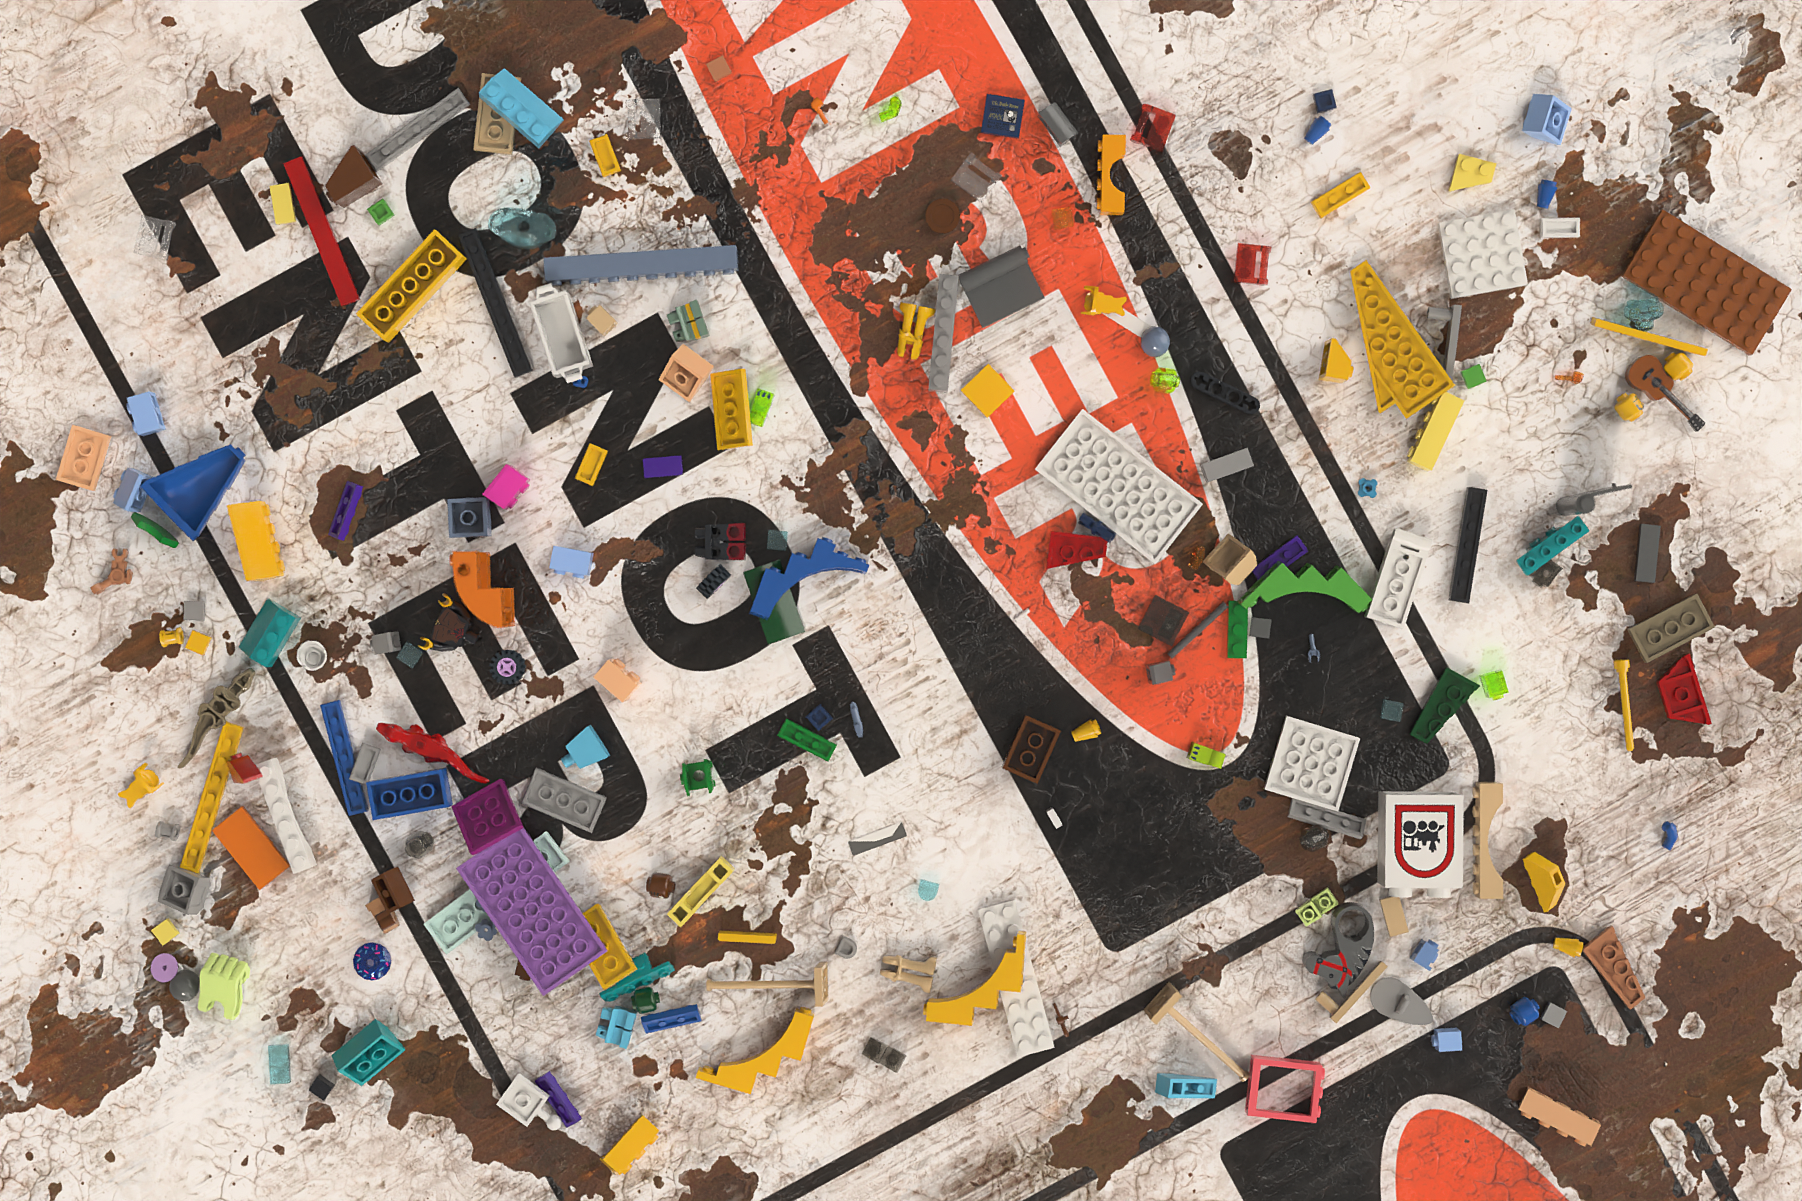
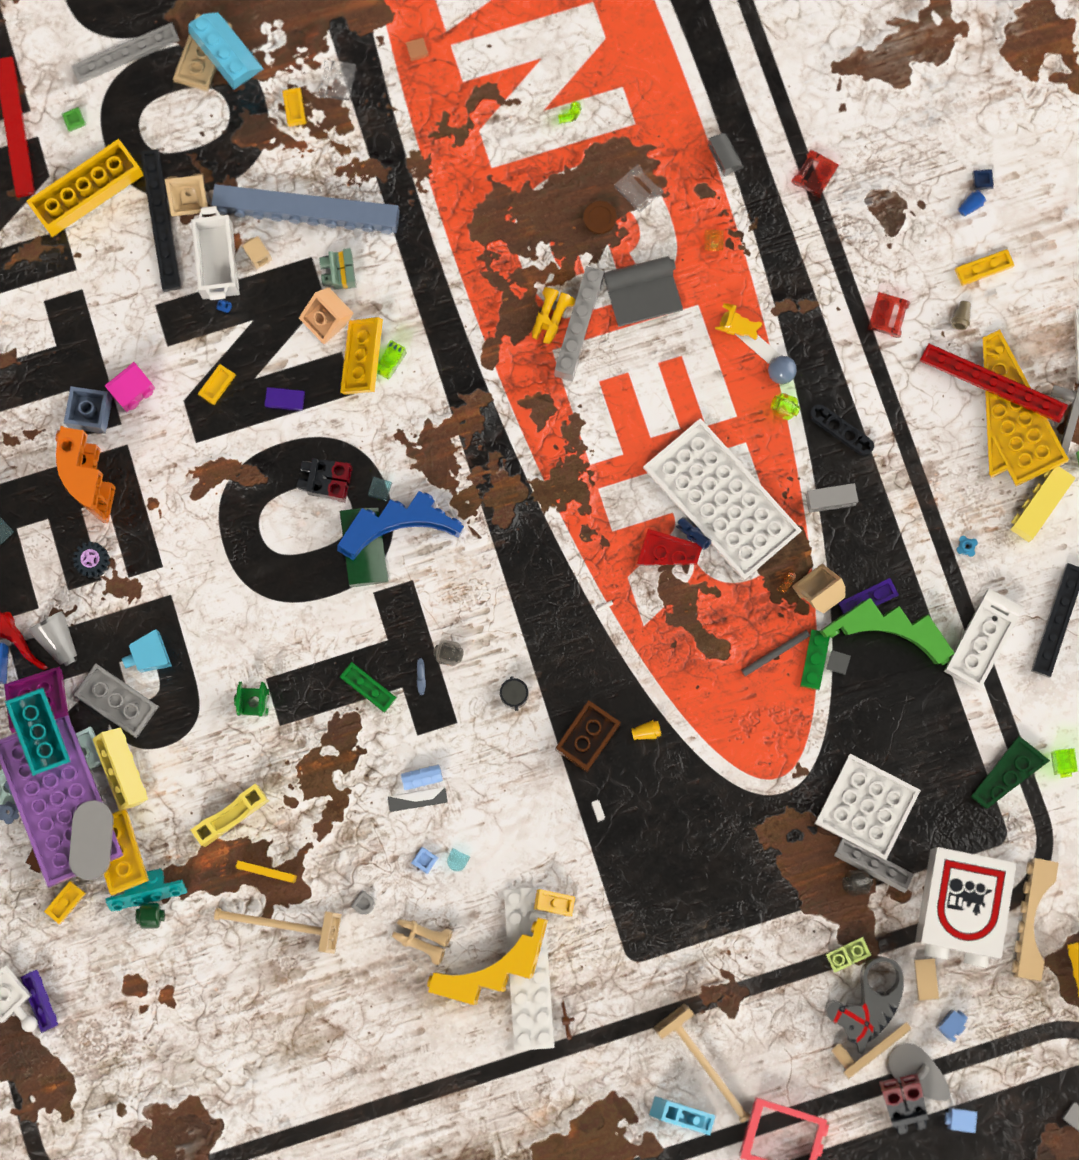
camera: 15 degrees right, 10 degrees down
(352, 178) = (53, 82): reddish brown slope -> none
(451, 628) = (45, 512): torso -> none
(491, 752) = (55, 638): none -> light grey cone
(499, 852) = (37, 731): none -> teal brick
(506, 223) = (188, 149): clear light blue piece -> none
(517, 275) = (186, 194): none -> tan brick
(560, 1003) = (65, 902): none -> yellow plate
(571, 561) = (176, 470): light blue brick -> none
(574, 944) = (91, 840): none -> light grey tile
(584, 867) = (120, 769): none -> light yellow brick
(618, 679) = (192, 587): light nougat brick -> none
(620, 1025) = (111, 943): medium azure hips -> none
(630, 1146) = (100, 1063): yellow wedge -> none
(660, 885) = (191, 802): reddish brown head -> none
(671, 1018) = (171, 940): blue plate -> none
(713, 581) = (309, 514): black wheel -> none
(742, 1074) = (232, 1012): yellow arch -> none
(816, 104) = (500, 97): orange hand -> none
(819, 717) = (384, 667): dark blue tile -> none
(877, 818) = (421, 777): none -> light blue axle
(879, 692) = (448, 653): none -> clear smoke head
(884, 1054) = (379, 1021): clear smoke slope -> none
(896, 895) = (424, 860): none -> light blue tile
(951, 719) = (514, 693): none -> pearl dark grey piece
(987, 390) = (611, 385): yellow tile -> none
(1002, 116) = (674, 138): dark blue tile -> none
(1029, 913) = (554, 903): none -> yellow plate
(1111, 199) = (773, 187): light orange arch -> none
(1160, 672) = (730, 685): dark grey slope -> none
(1163, 620) = (743, 637): clear smoke tile -> none
(1206, 755) = (762, 778): lime leg -> none
(1313, 651) = (887, 695): sand blue hand -> none
(1326, 251) = (961, 318): none -> dark tan cone
(1335, 363) = (954, 420): yellow slope -> none
(1368, 317) = (994, 383): none -> red tile
(1391, 710) = (957, 770): clear light blue tile -> none
(1394, 1042) = (906, 1110): none -> hips
(1524, 1011) = (1046, 1105): blue head -> none

